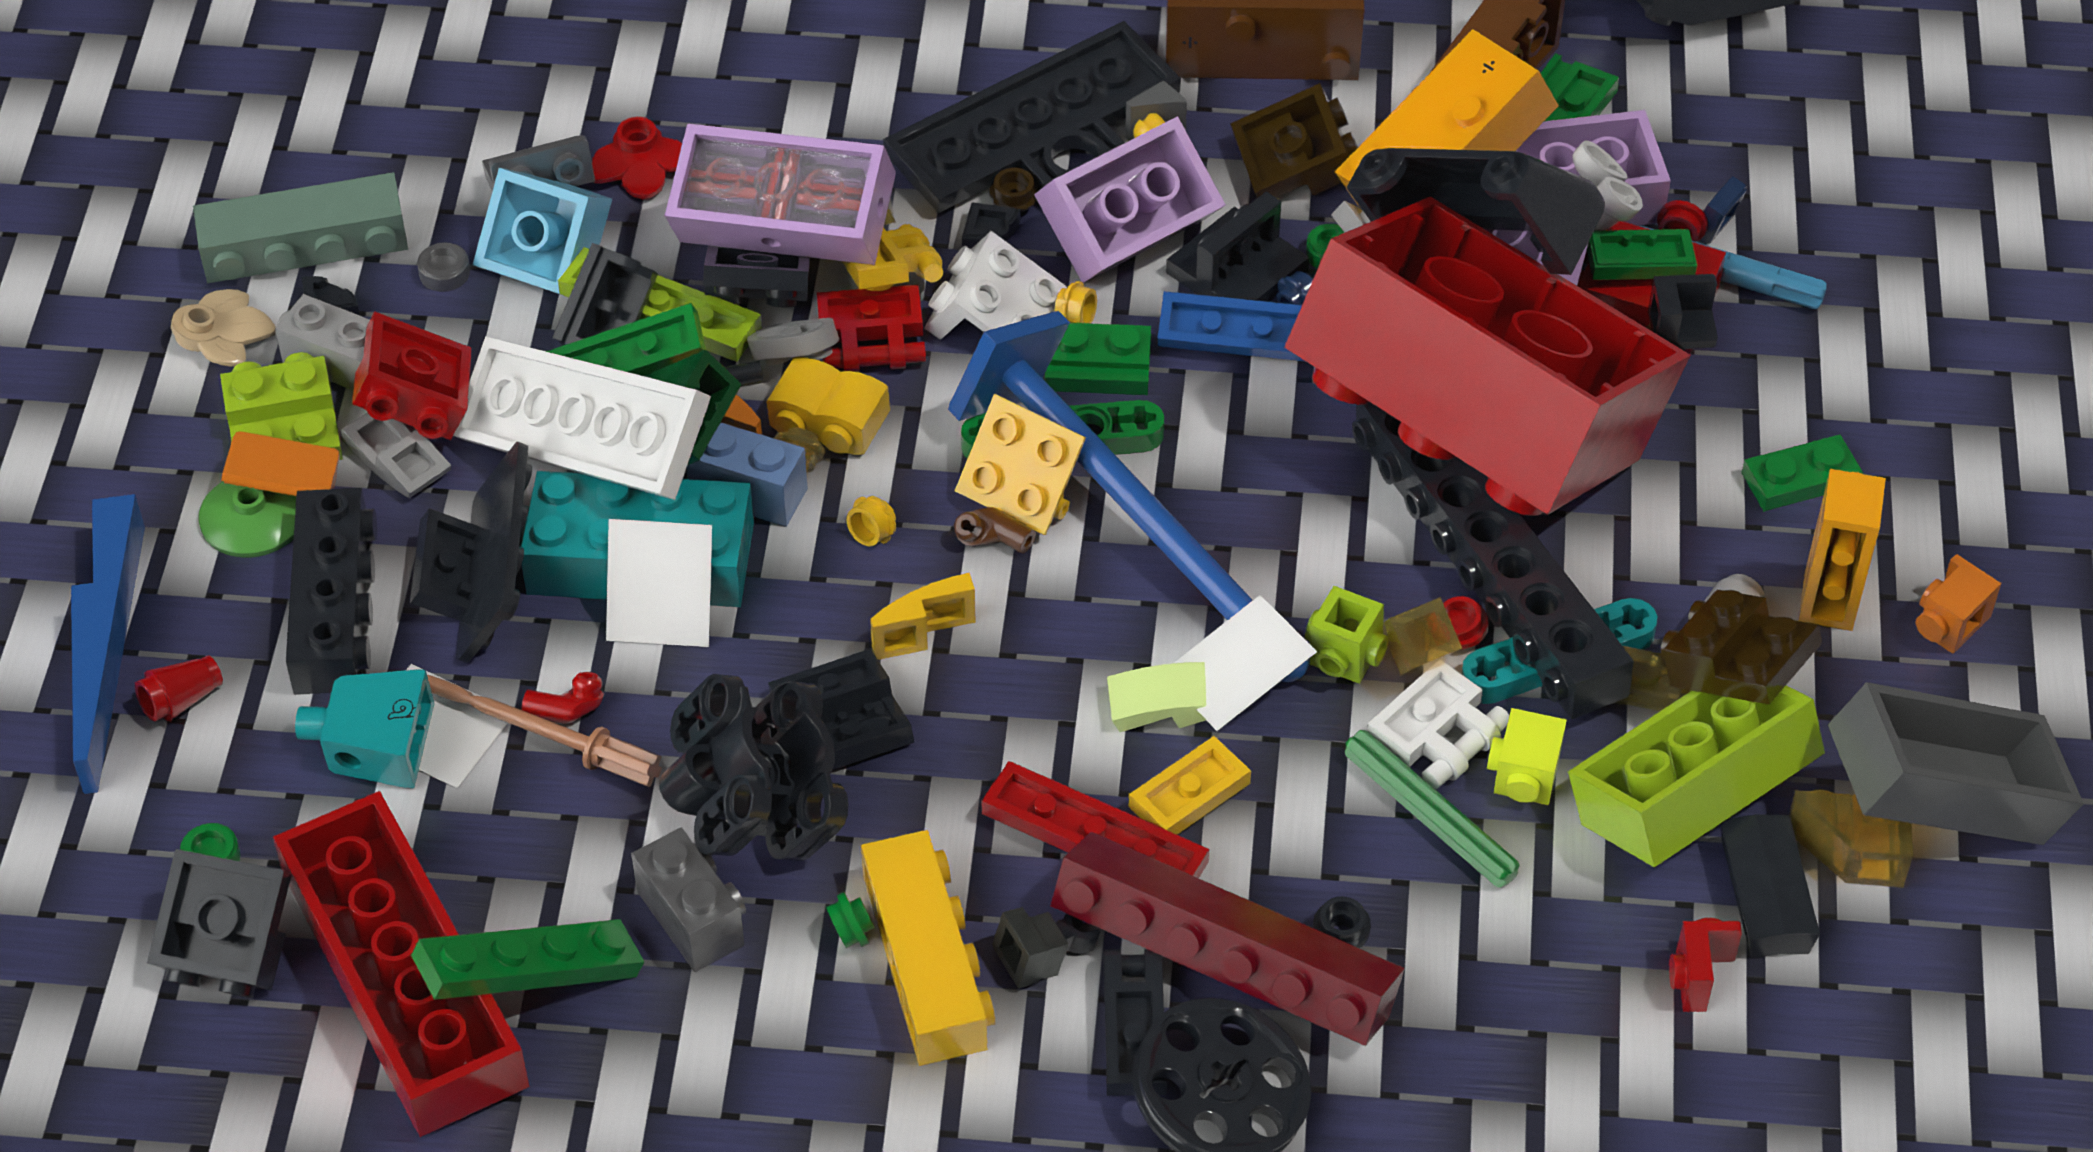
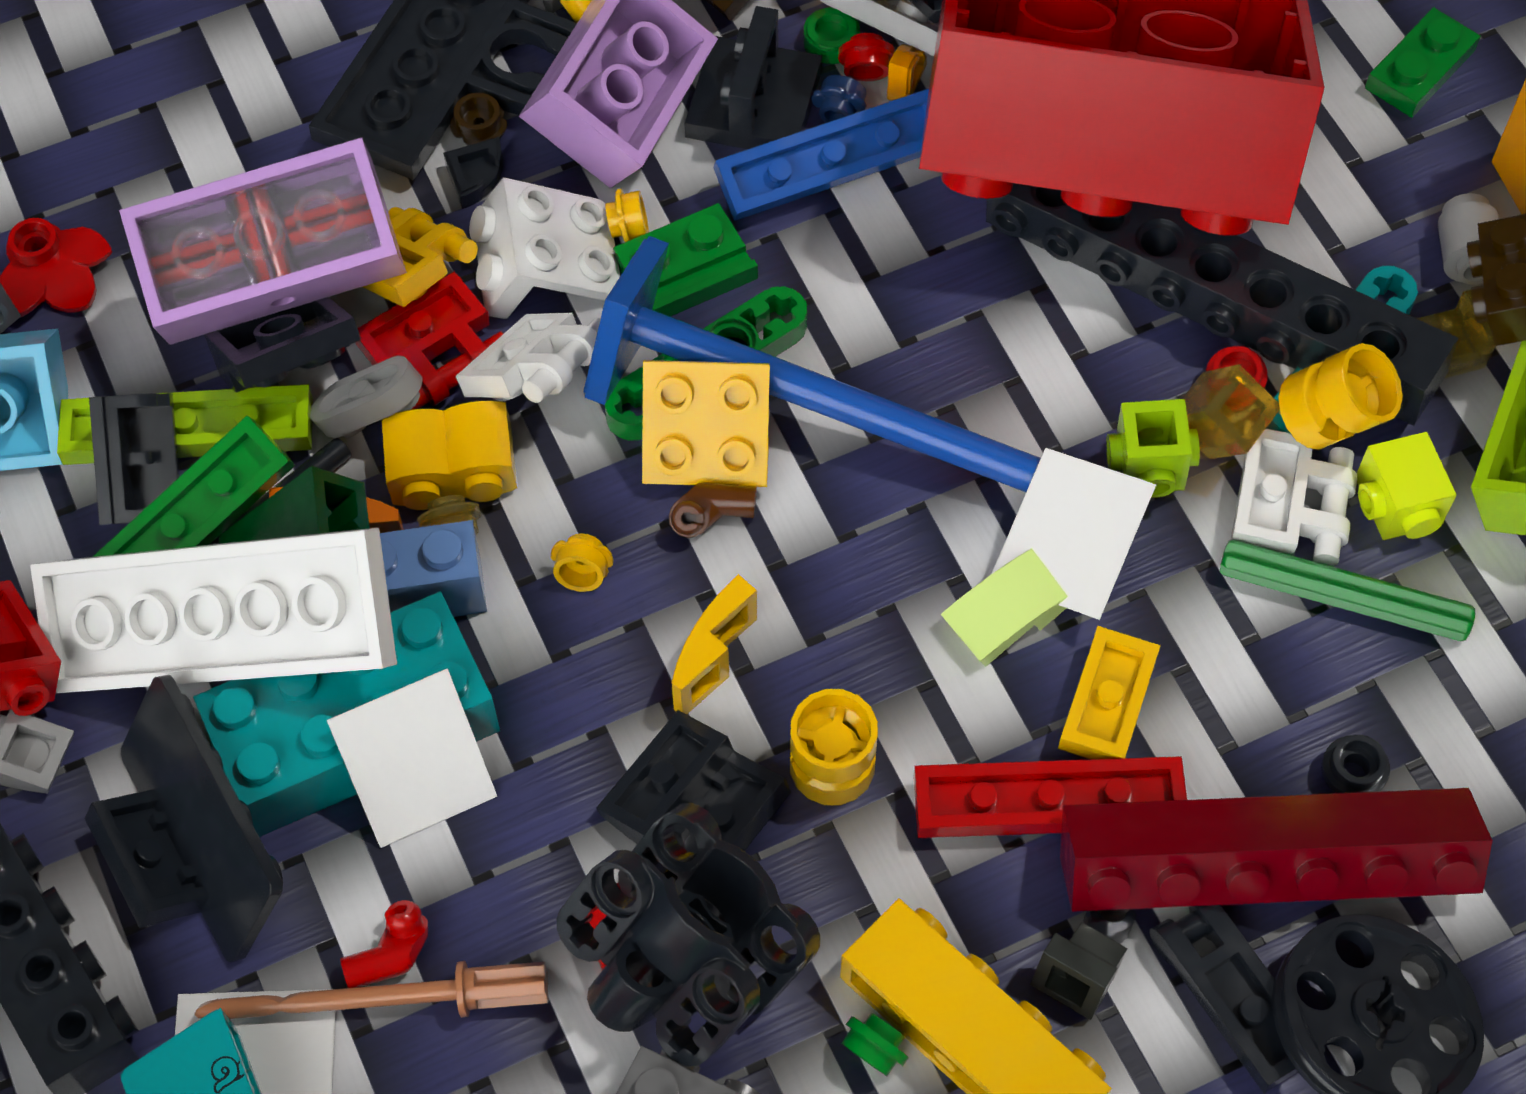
camera: 30 degrees left, 10 degrees up
(920, 365) = (531, 358): none -> white plate
(957, 719) = (833, 746): none -> yellow wheel
(1506, 657) = (1340, 396): none -> yellow wheel

